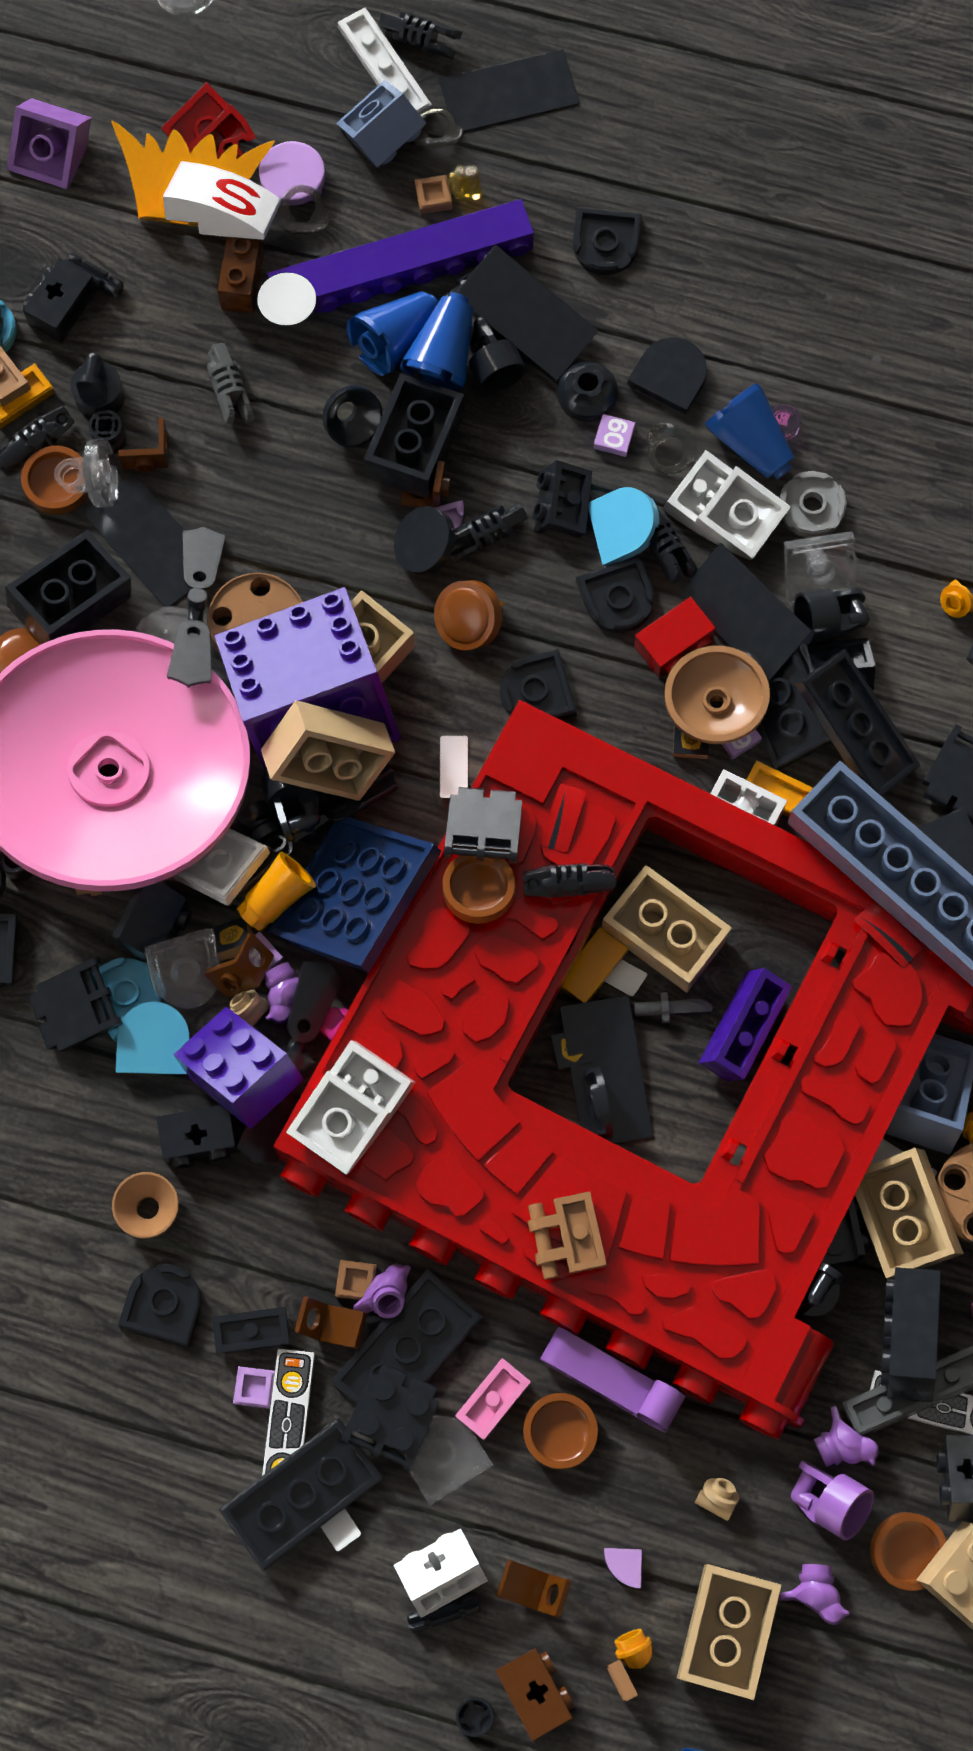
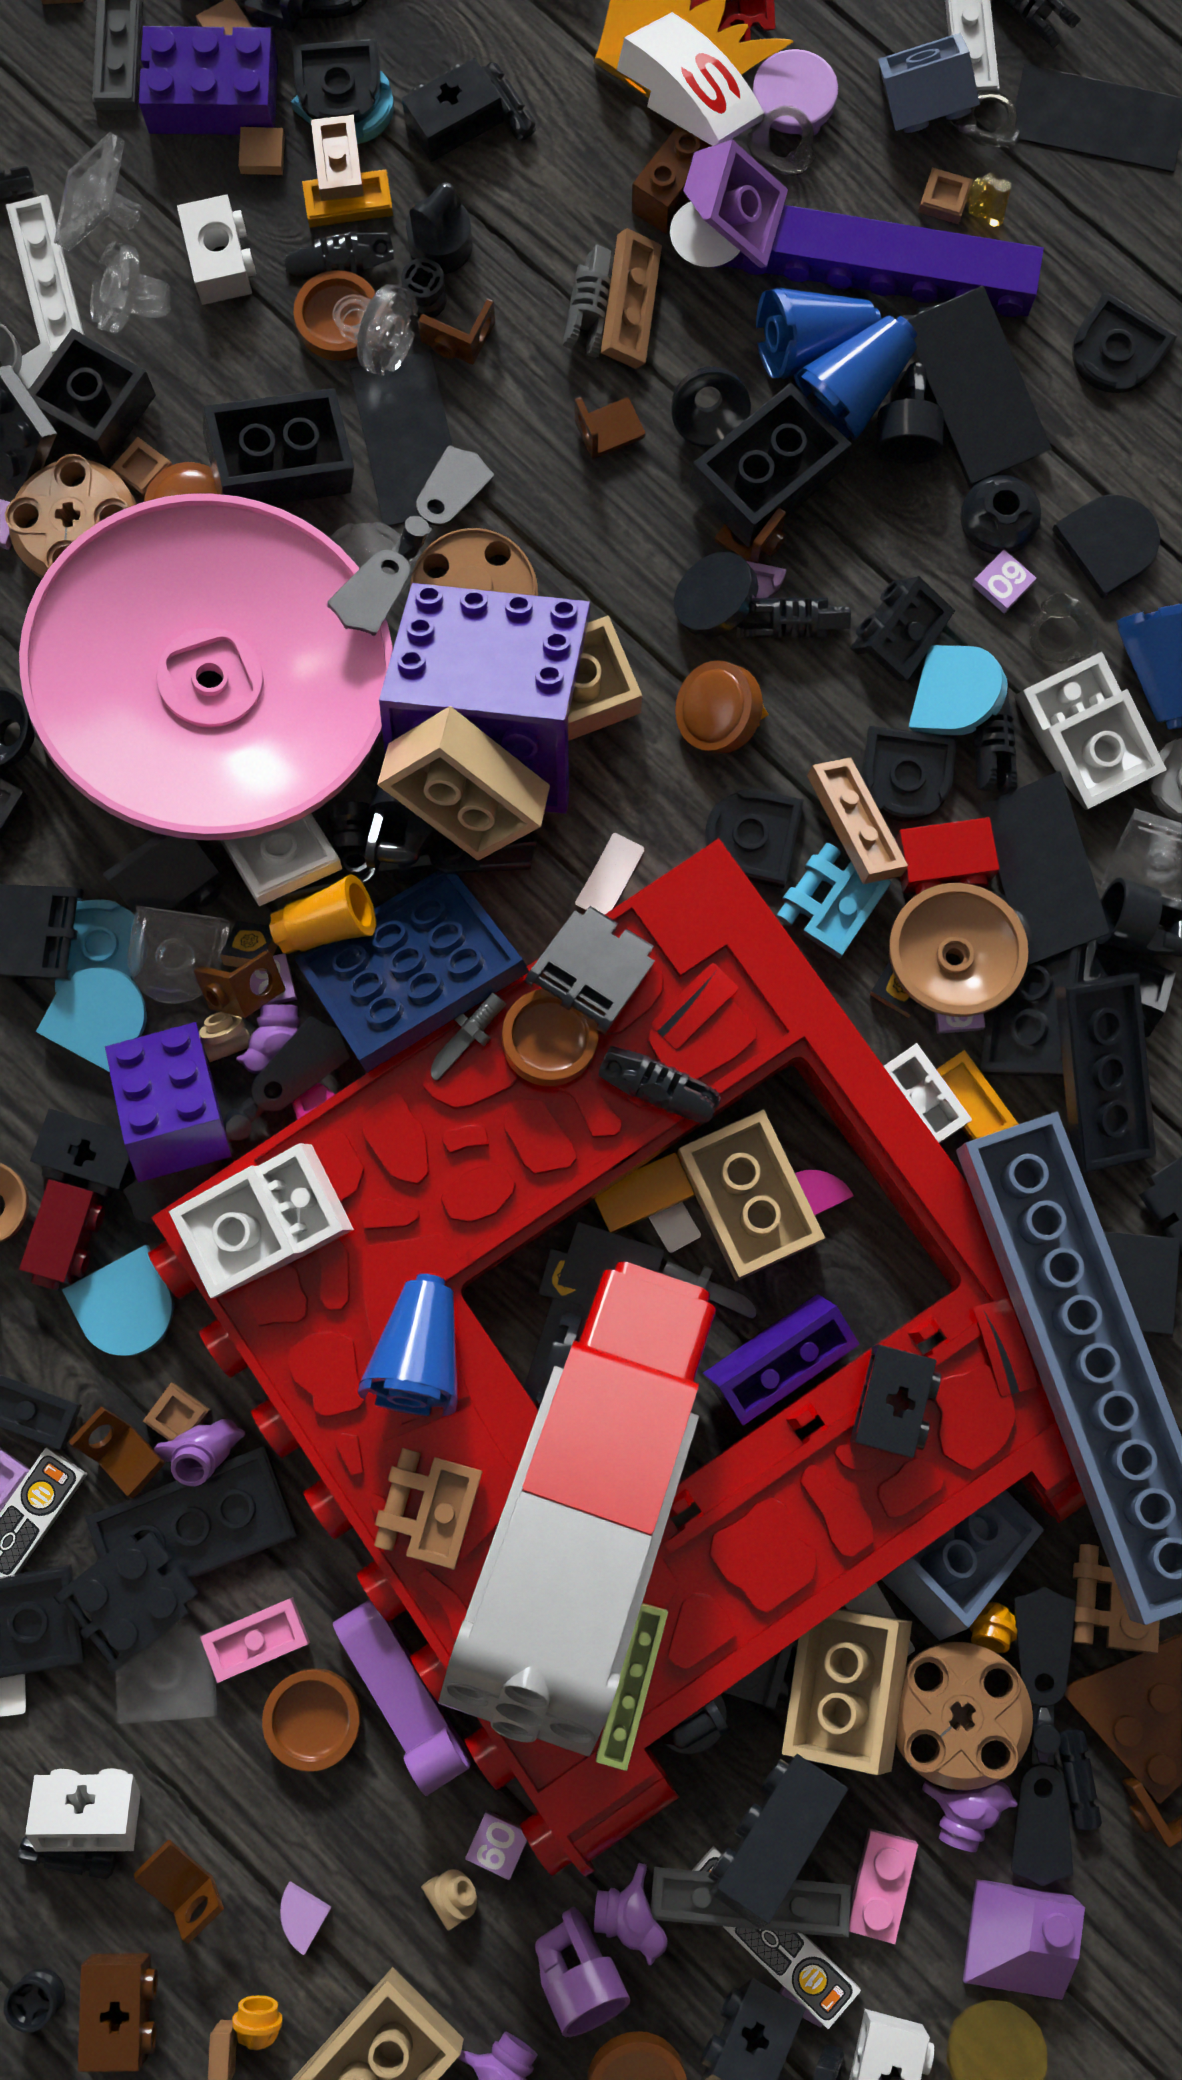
camera: 25 degrees right, 5 degrees up
(209, 1199) = (62, 1234): none -> dark red brick
(256, 369) = (631, 298): none -> medium nougat plate
(278, 1225) = (123, 1305): none -> medium azure tile
(287, 463) = (608, 426): none -> reddish brown bracket
(296, 267) = (737, 198): none -> medium lavender slope
(423, 909) = (472, 1029): none -> dark grey piece
(505, 1137) = (416, 1352): none -> blue cone
(602, 643) = (857, 820): none -> medium nougat plate
(625, 709) = (843, 910): none -> medium azure plate
(676, 1174) = (584, 1517): none -> piece
(714, 899) = (823, 1189): none -> dark pink tile
(730, 1446) = (497, 1845): none -> lavender tile
(764, 1277) = (630, 1696): none -> yellowish green piece
(831, 1025) = (885, 1375): none -> black brick

